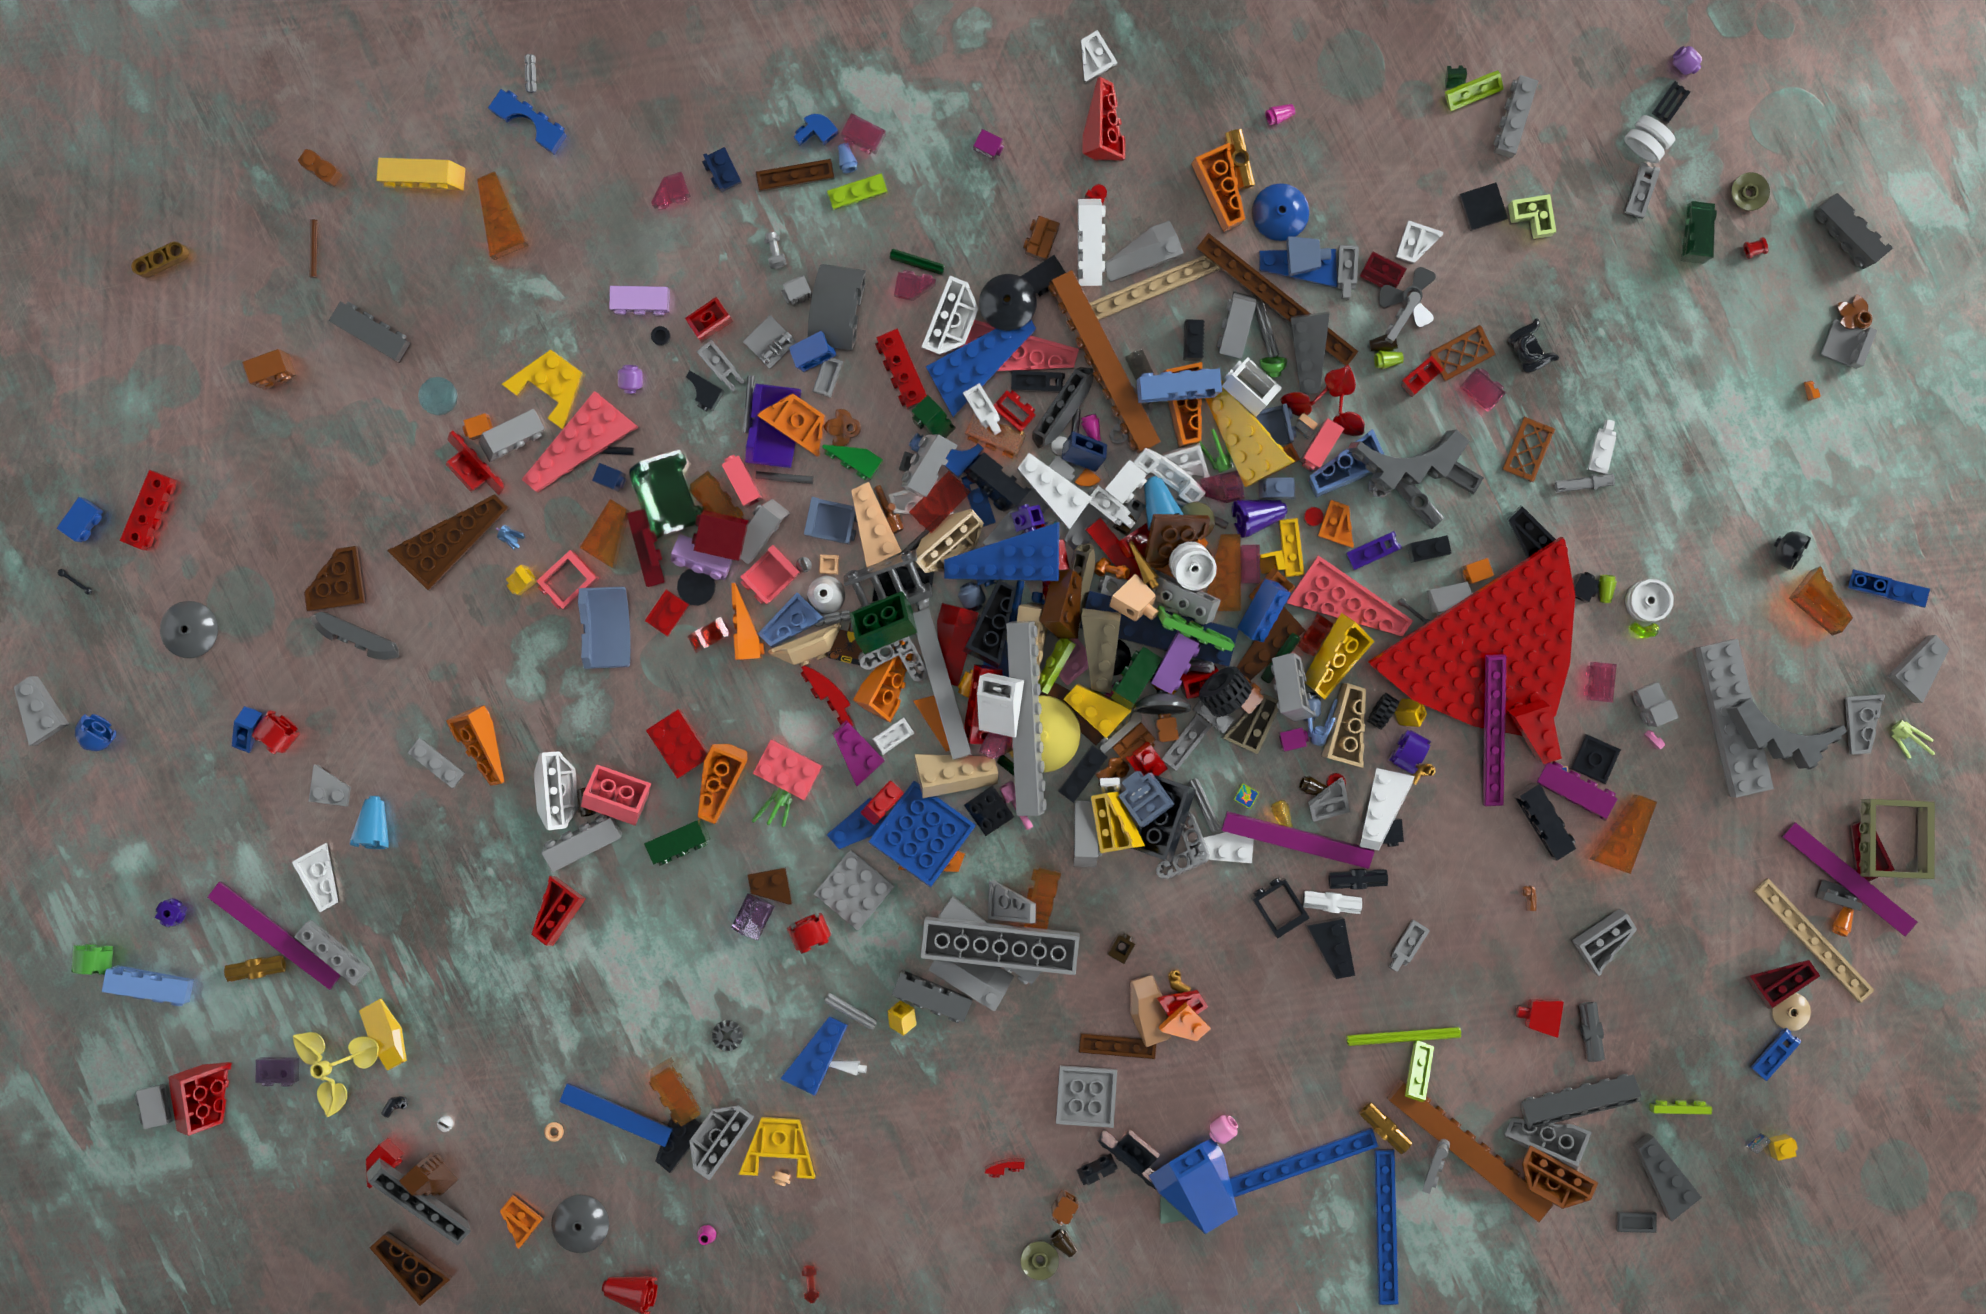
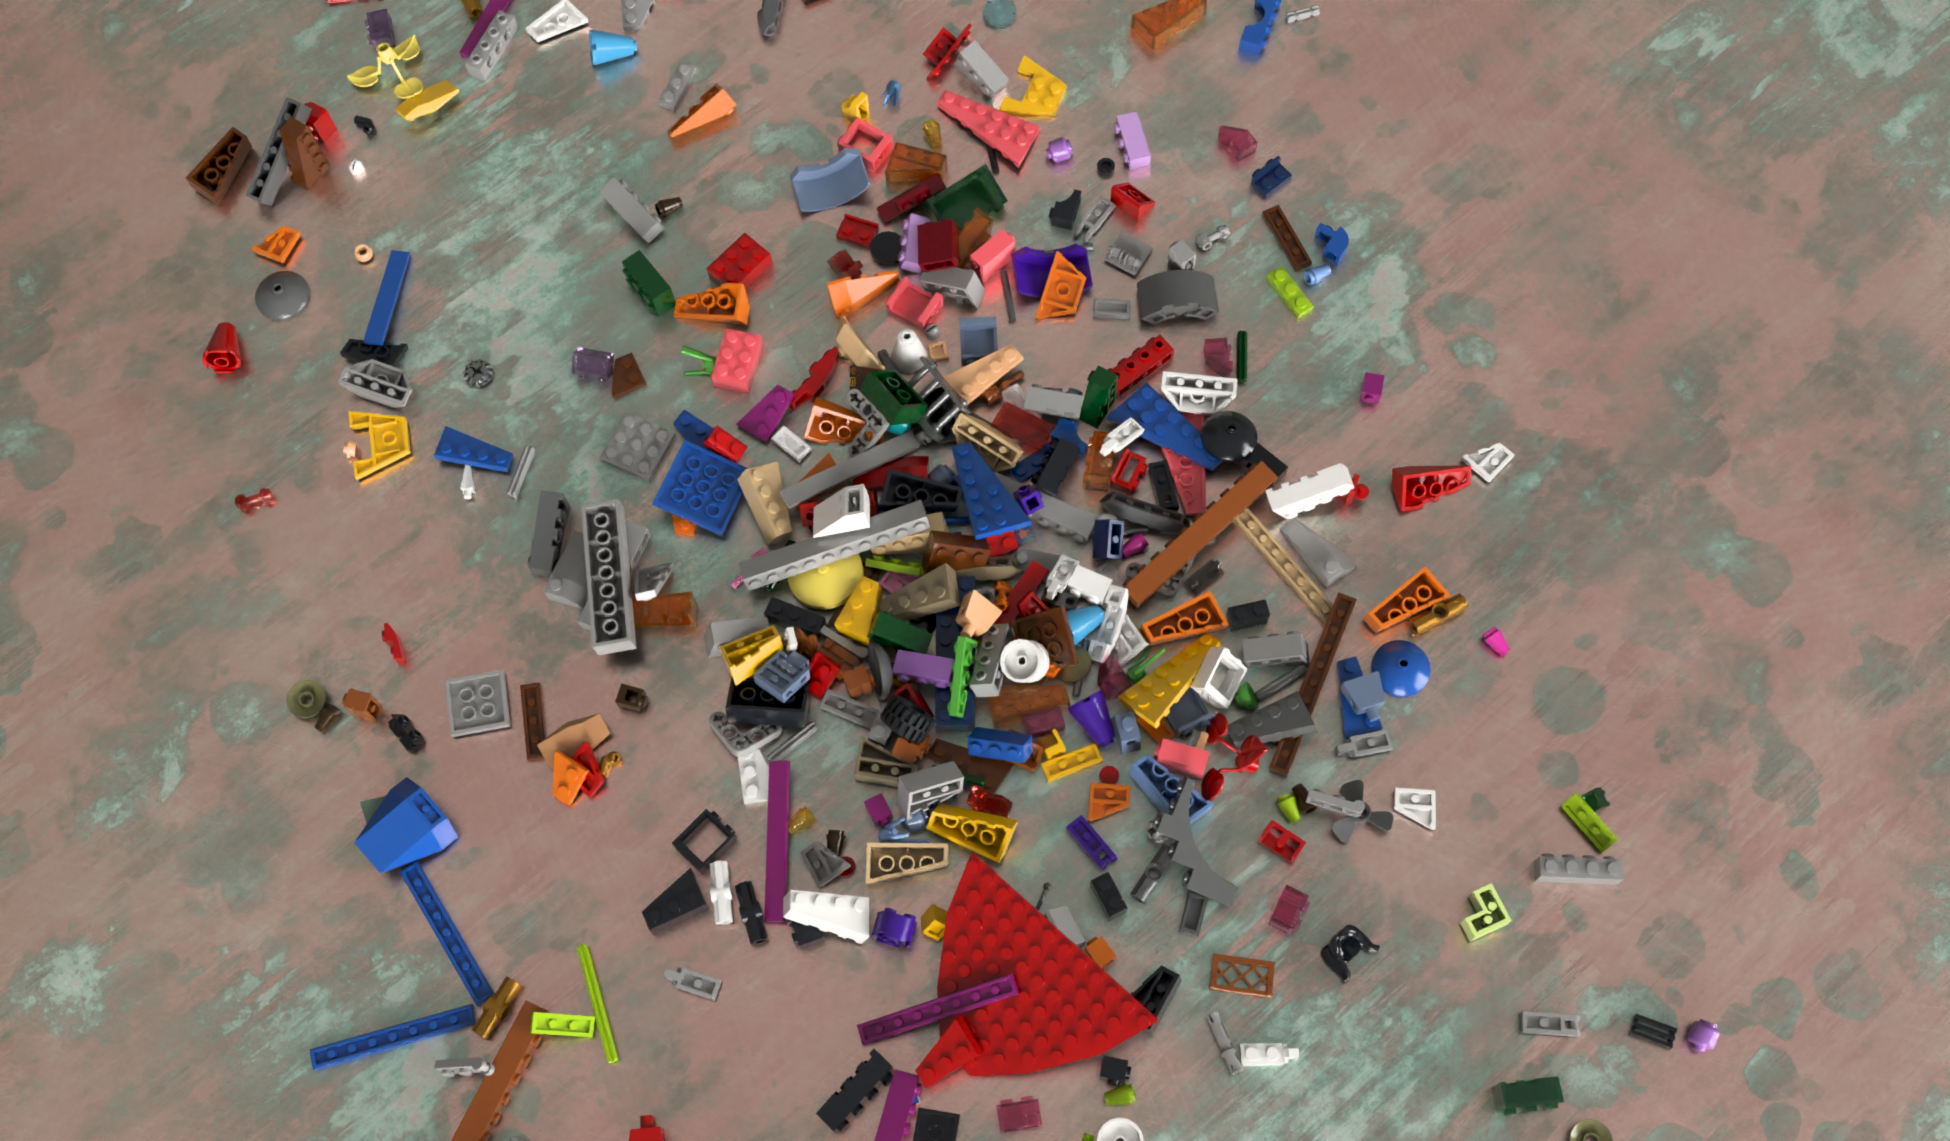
camera: 85 degrees right, 20 degrees down
(444, 544) = (872, 46): reddish brown wing -> none
(476, 426) = (984, 41): orange brick -> none
(555, 790) = (674, 179): white wedge -> none
(556, 912) = (564, 204): red wedge -> none
(572, 505) = (932, 132): none -> clear yellow cone
(609, 477) = (965, 151): dark blue brick -> none
(615, 795) = (680, 223): coral brick -> none
(674, 1093) = (415, 335): clear orange wedge -> none
(708, 1231) = (285, 397): dark pink cone -> none
(789, 621) = (875, 329): medium blue wing -> none
(809, 932) = (587, 413): red brick -> none
(811, 352) = (1128, 286): blue panel -> none
(839, 427) = (1068, 332): dark orange plate -> none
(860, 459) = (1042, 351): green slope -> none
(863, 134) = (1343, 282): clear pink brick -> none
(901, 1017) = (523, 516): yellow panel -> none
(989, 810) = (740, 545): black hinge -> none
(996, 745) = (801, 525): clear pink slope -> none
(1042, 238) = (1300, 455): dark orange brick -> none
(1056, 491) = (1059, 522): white wedge -> none
(1087, 479) = (1084, 554): orange tile -> none
(1132, 1152) = (428, 757): black bracket -> none
(1147, 572) = (1005, 621): pearl gold piece -> none
(1179, 386) = (1197, 601): medium blue wedge -> none
(1201, 666) = (928, 697): light grey axle -> none
(1223, 1129) = (467, 842): bright pink head -> none
(1246, 796) = (810, 781): tile -> none
(1332, 592) = (1039, 810): coral wing -> none
(1382, 271) = (1376, 779): dark red plate -> none
(1383, 711) = (929, 890): black tyre -> none
(1423, 770) = (878, 950): pearl gold arm -> none
(1476, 360) = (1315, 897): dark orange window -> none
(1483, 206) = (1475, 864): black tile -> none
(1530, 892) = (768, 1102): dark orange arm -> none
(1649, 139) = (1606, 1012): white wheel -> none

